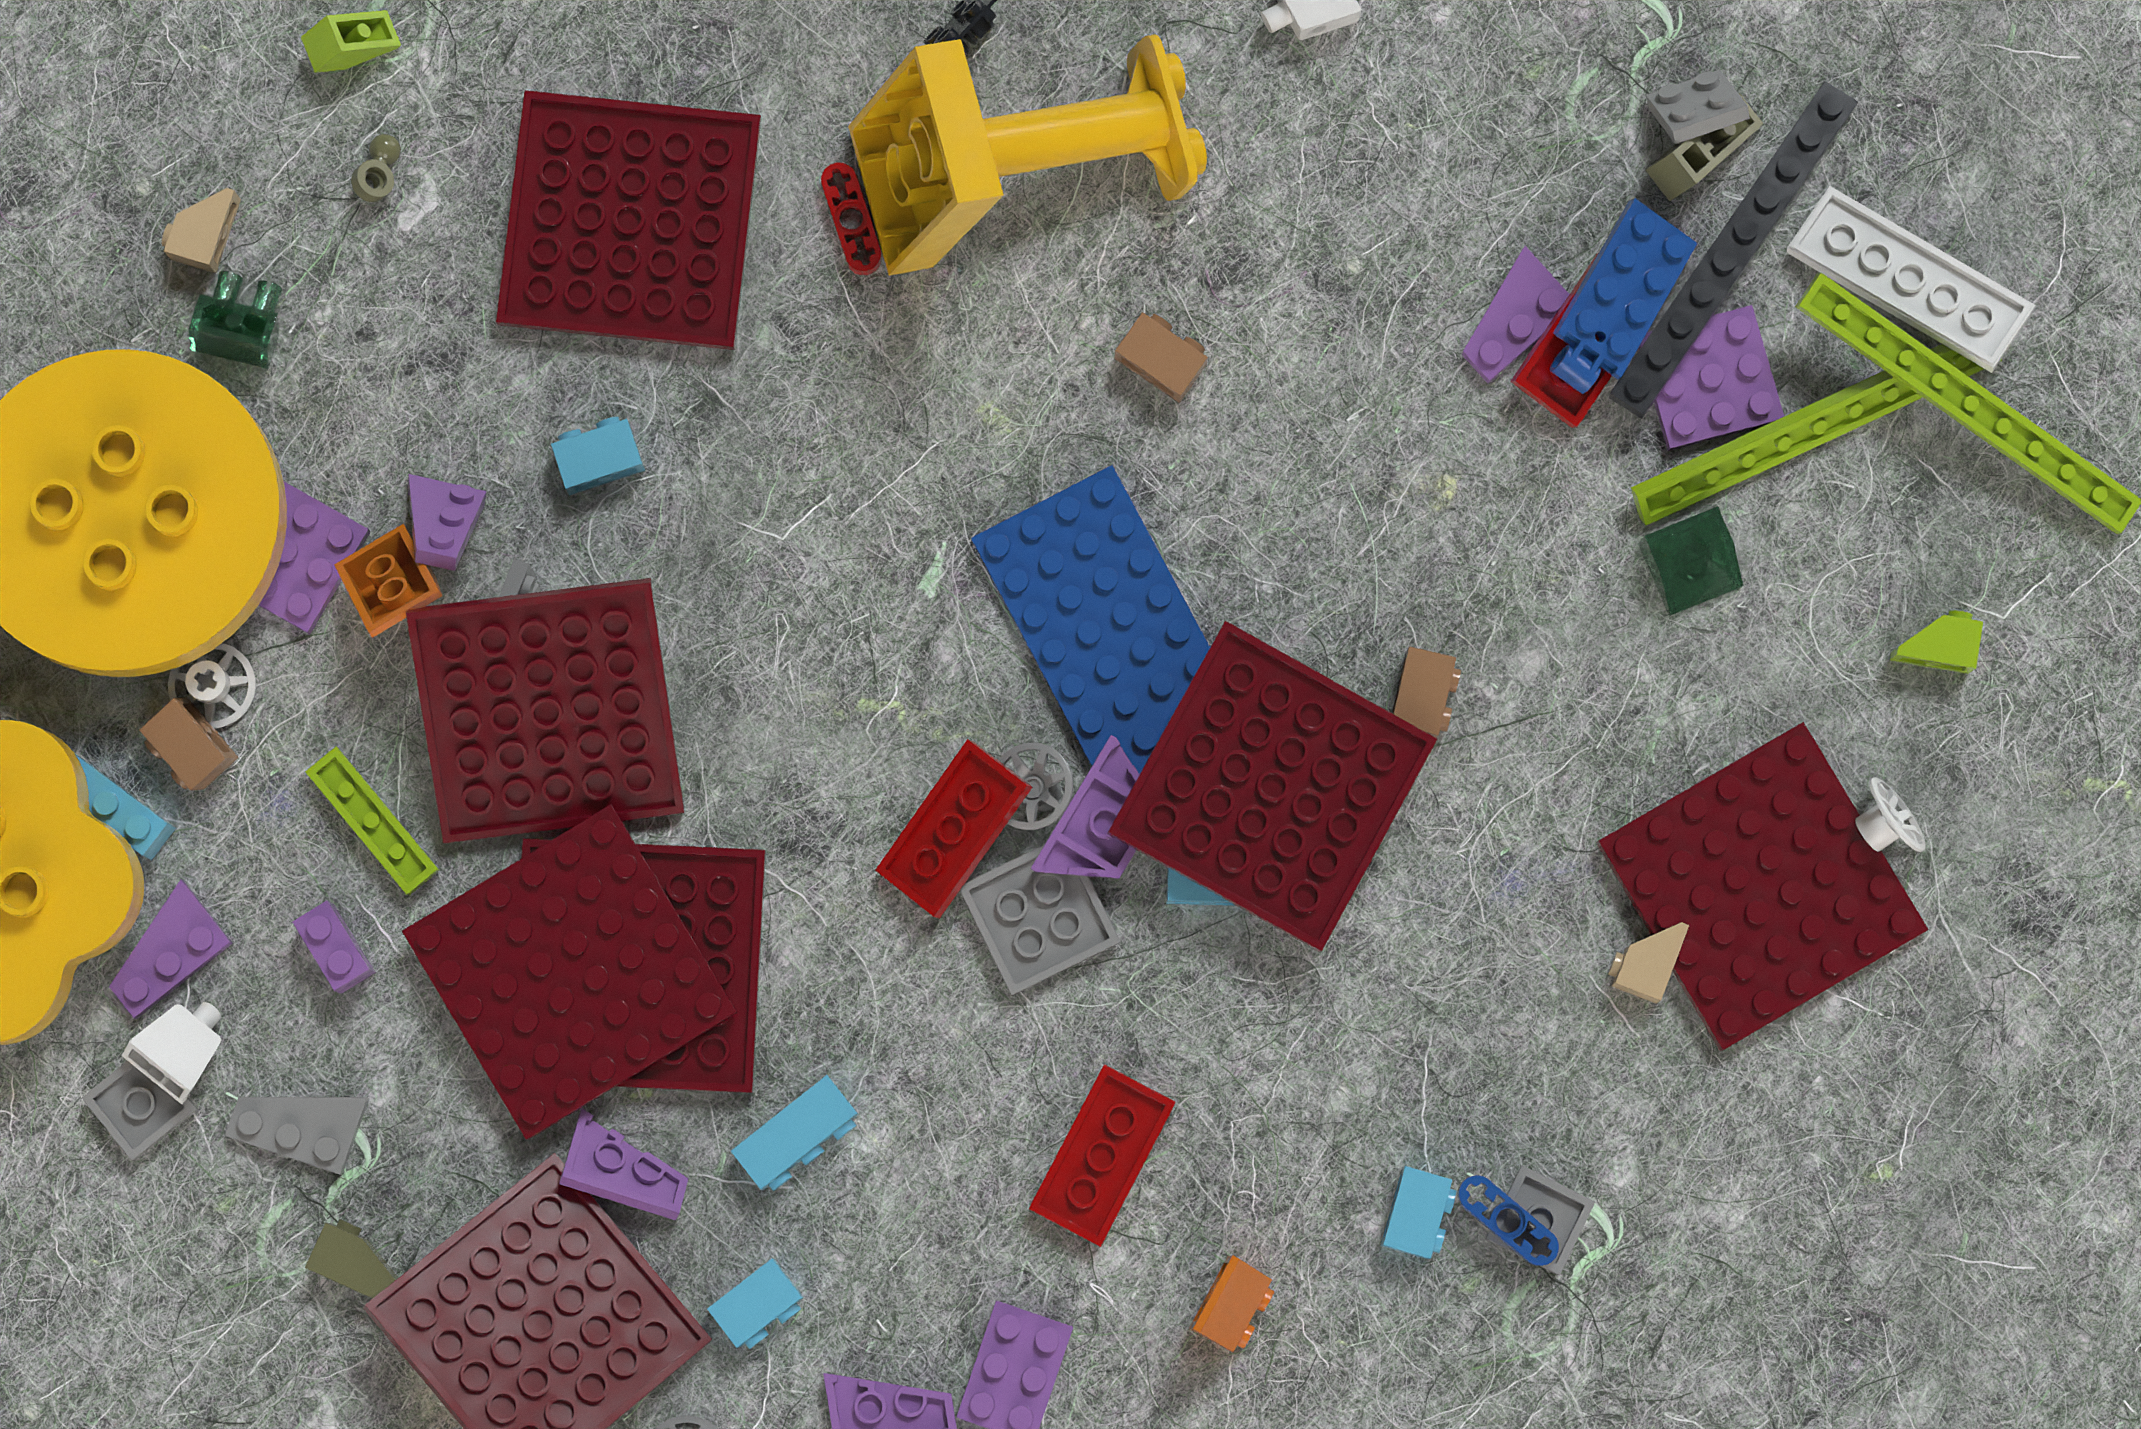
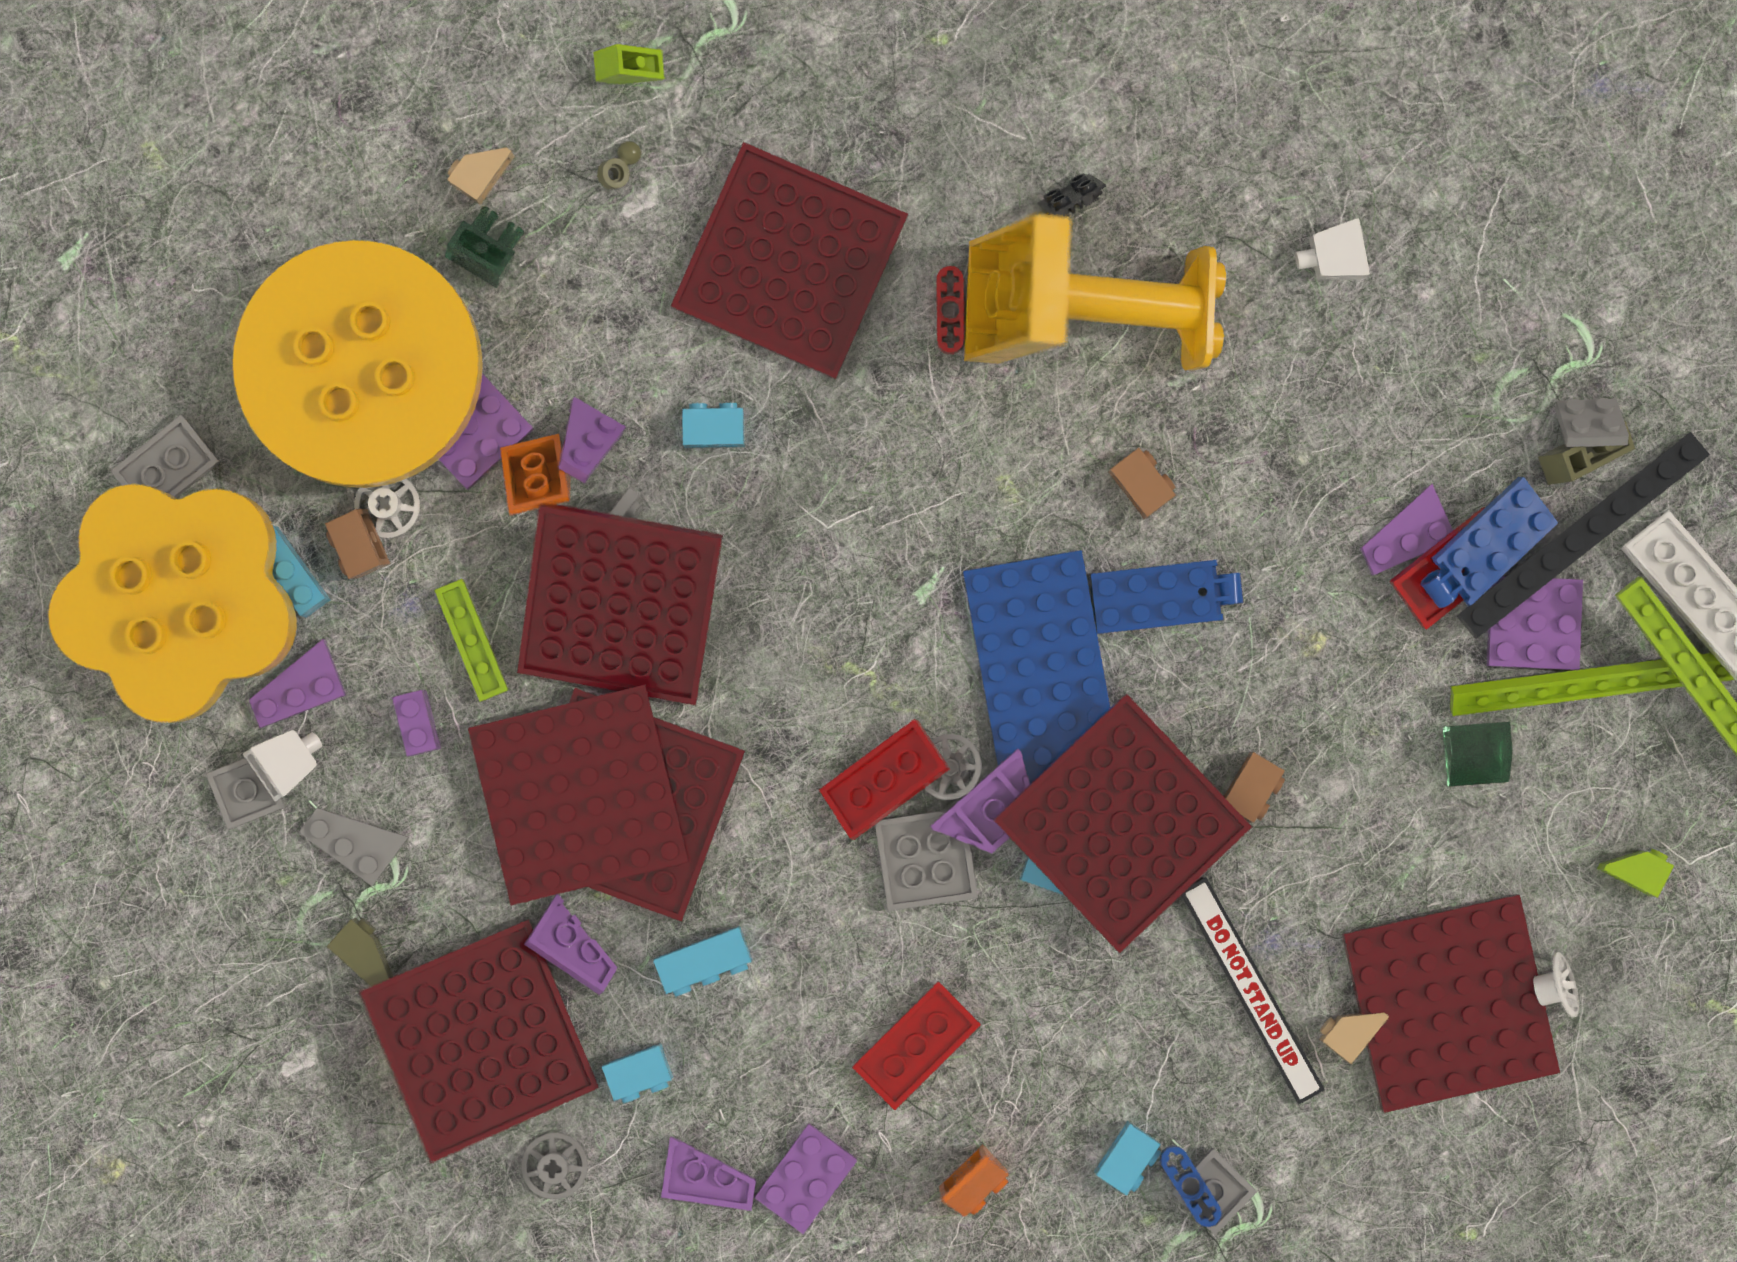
camera: 20 degrees right, 5 degrees up
(1232, 490) = (1162, 596): none -> blue hinge
(1506, 950) = (1252, 991): none -> tile

